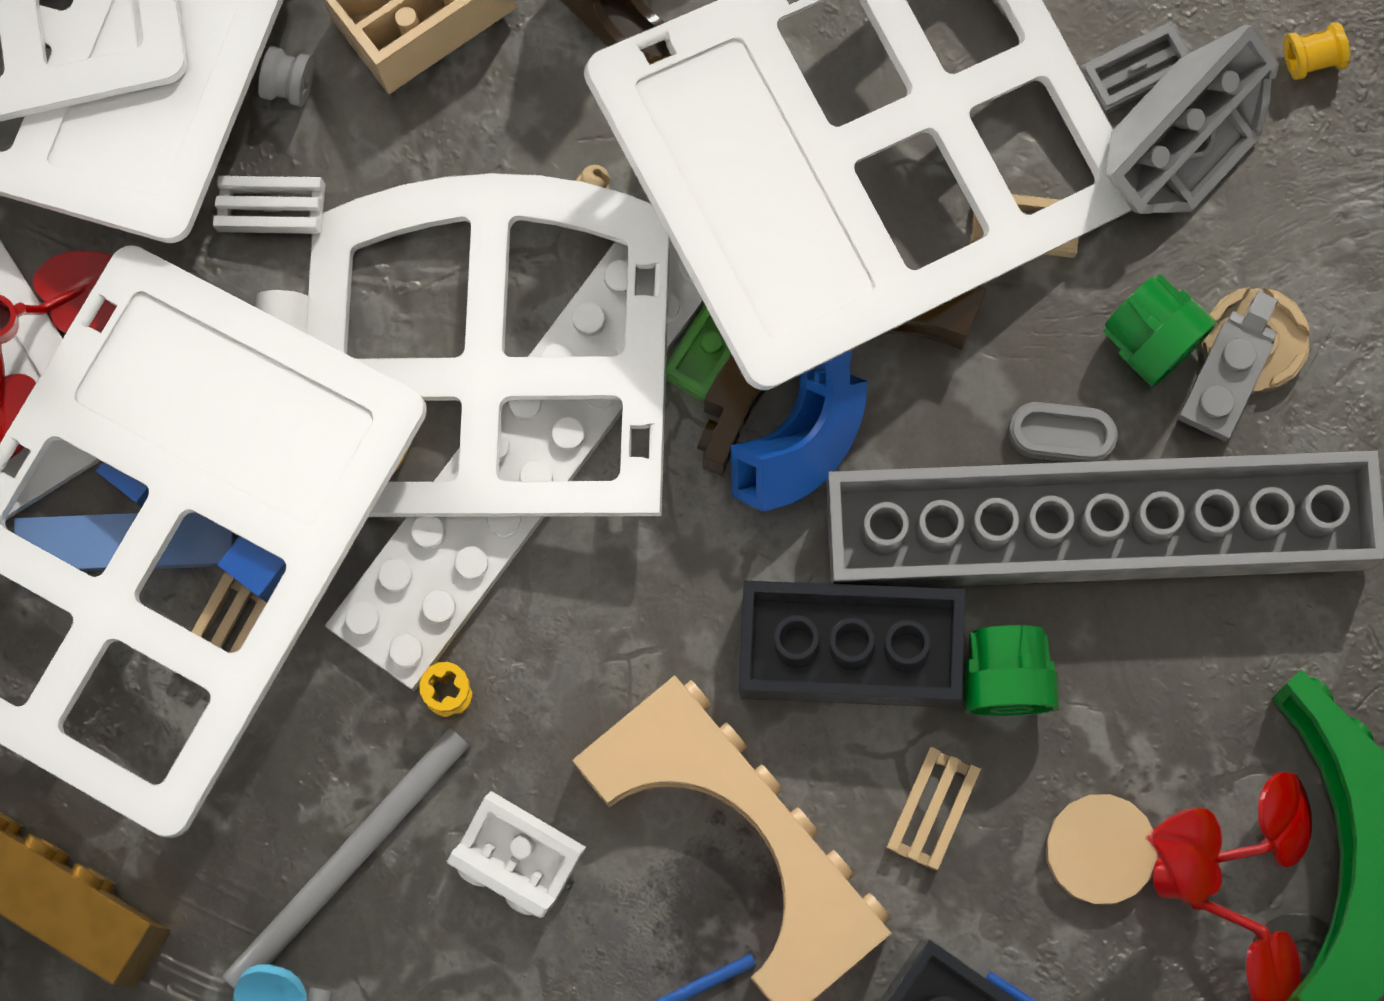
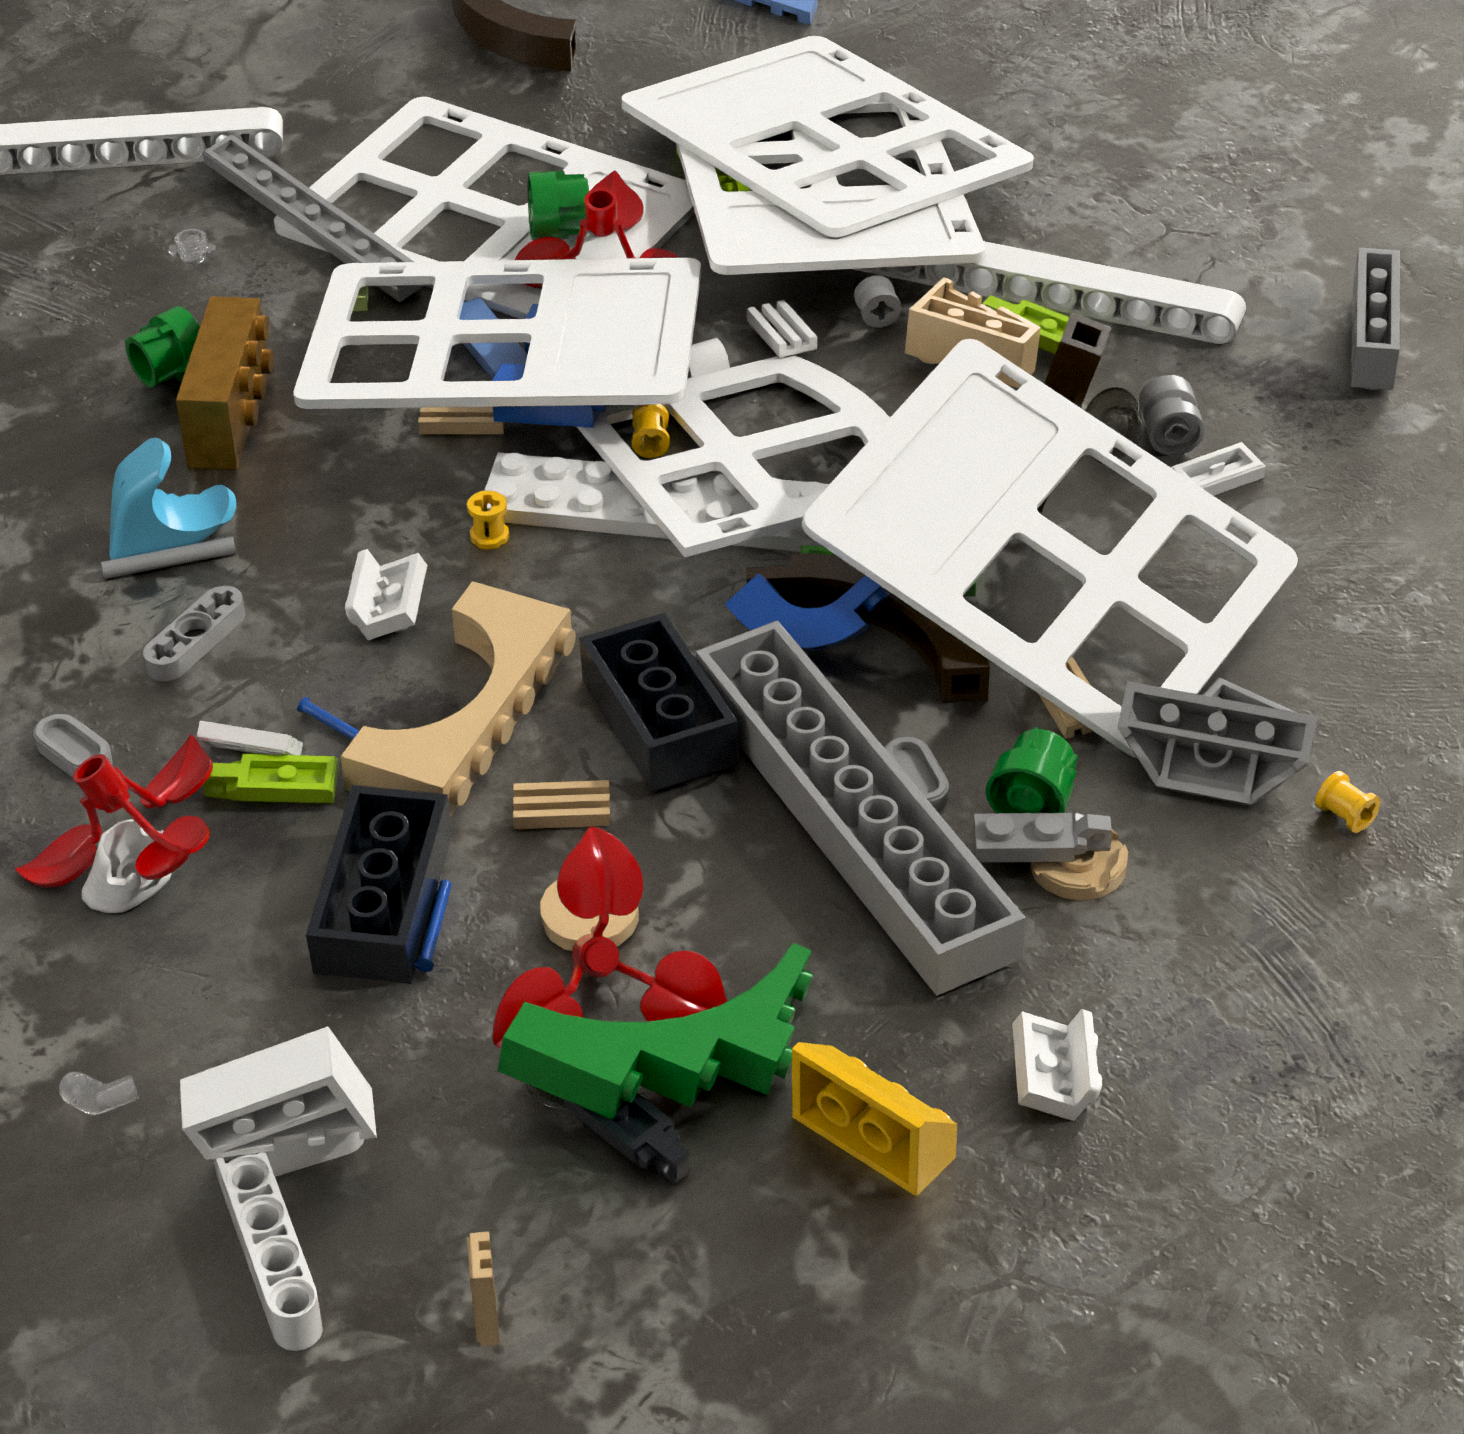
camera: 65 degrees right, 35 degrees down
(350, 855) = (349, 526): light grey piece -> none
(1009, 672) = (692, 789): green piece -> none

